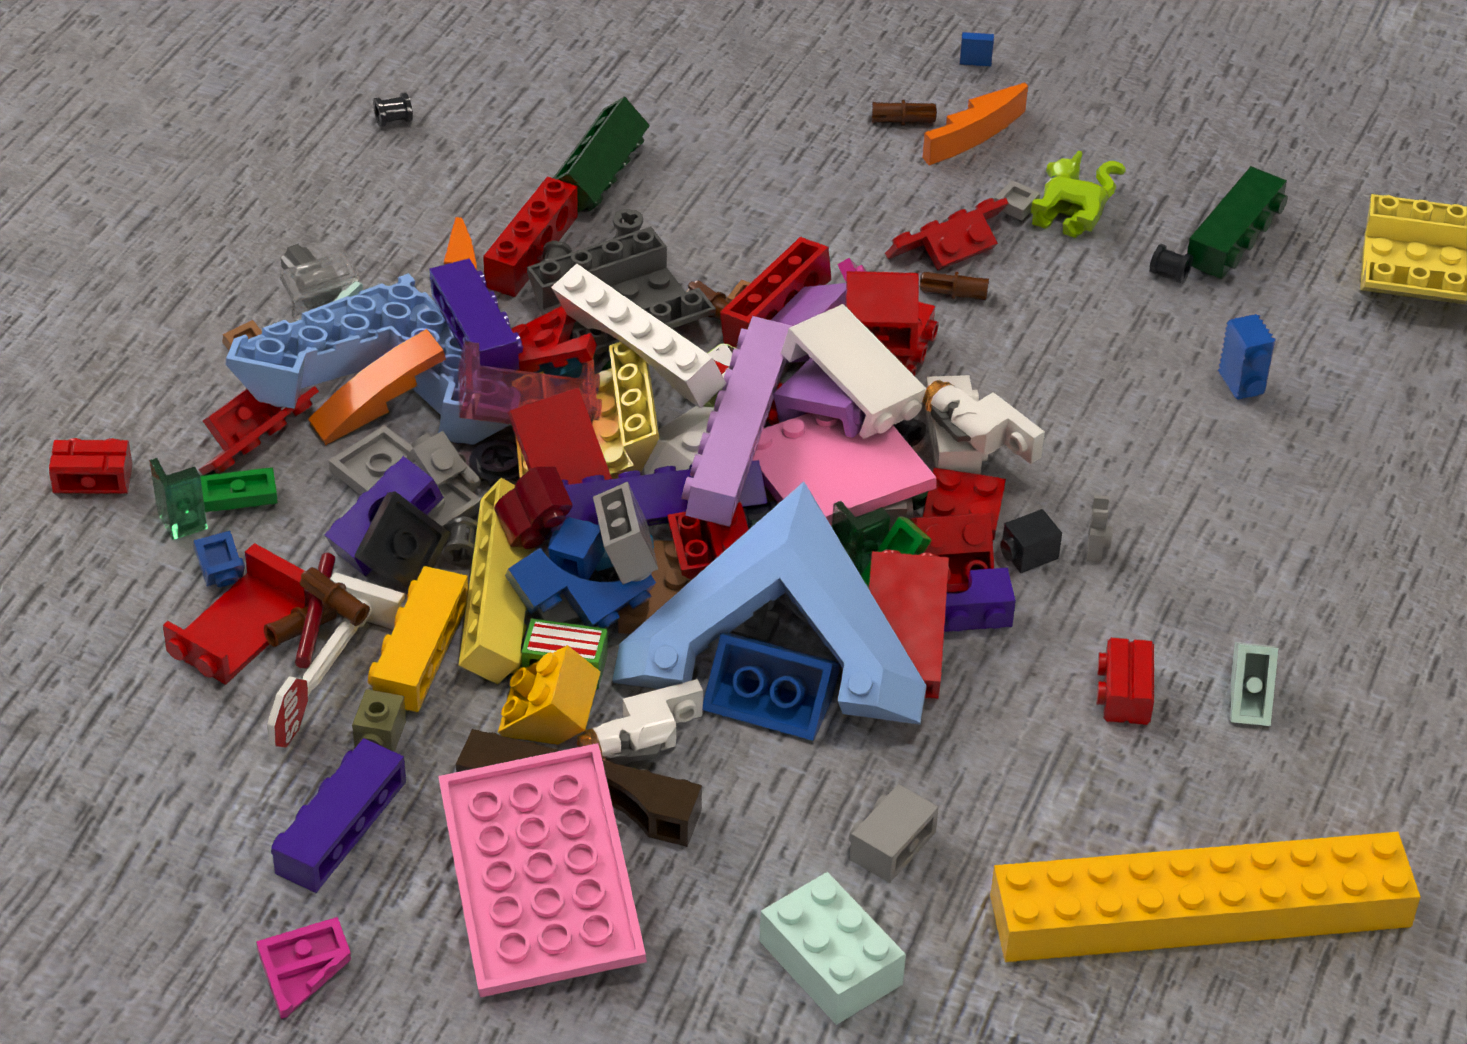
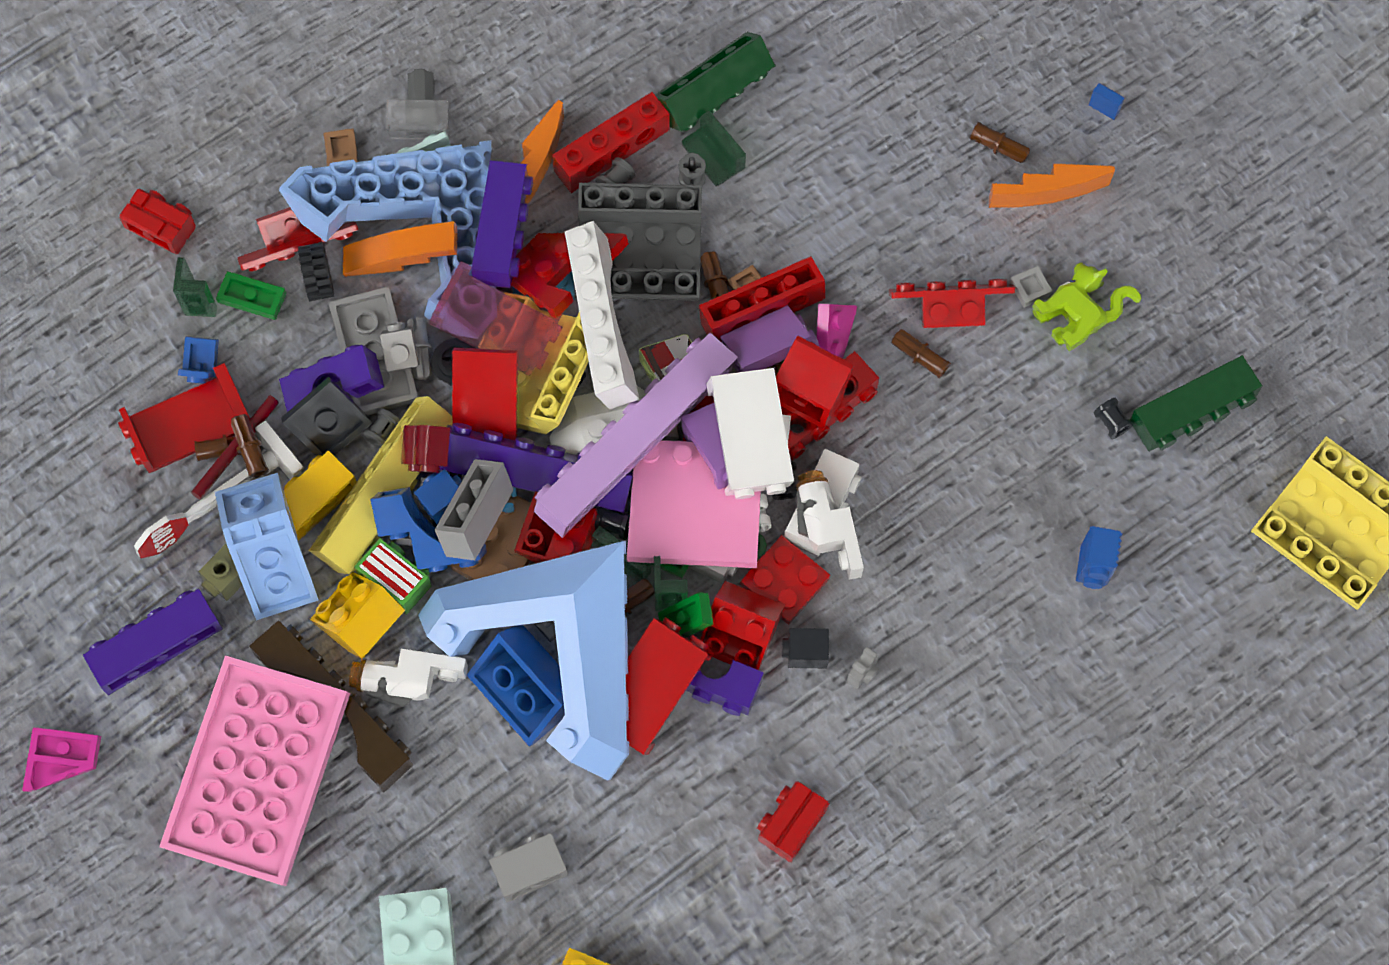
camera: 30 degrees right, 25 degrees up
(300, 436) = (315, 271): none -> black tyre
(416, 649) = (265, 546): none -> light blue bracket
(652, 202) = (717, 148): none -> clear green panel
(1253, 683) = (888, 873): light aqua slope -> none

